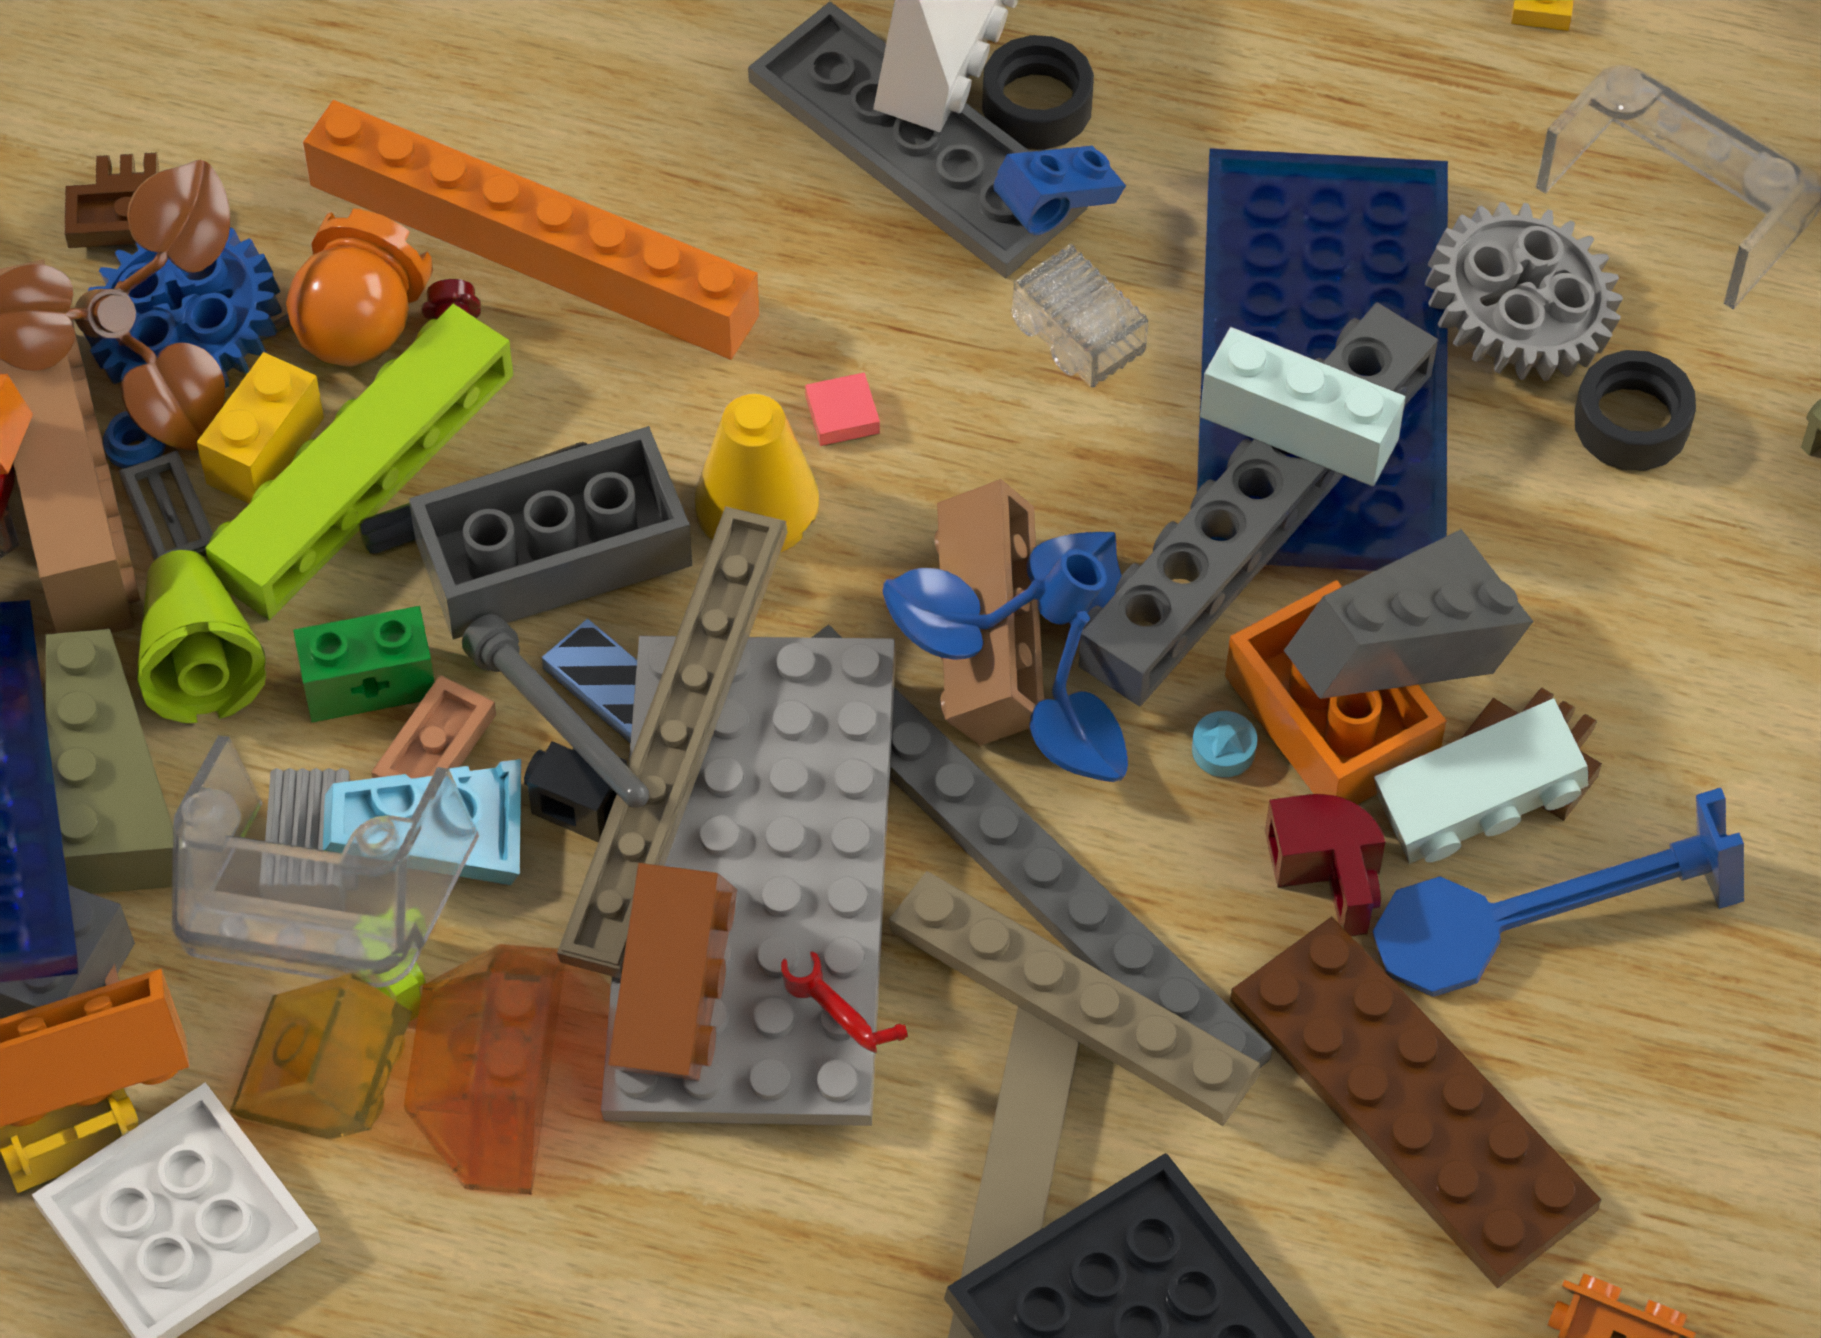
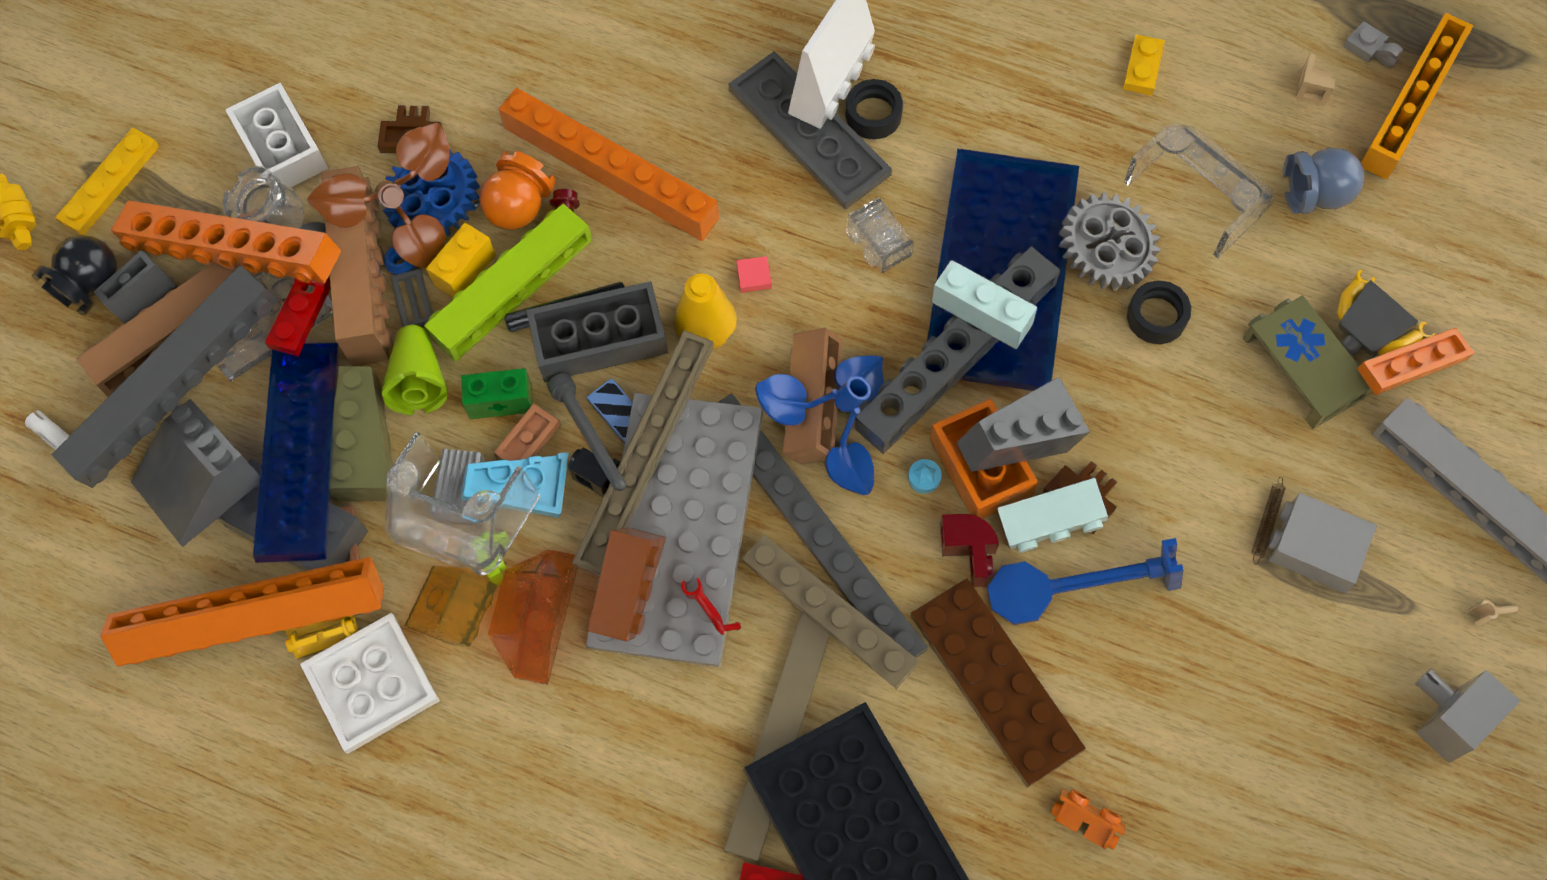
camera: 10 degrees right, 10 degrees up
(1048, 183) = (873, 162): blue plate -> none

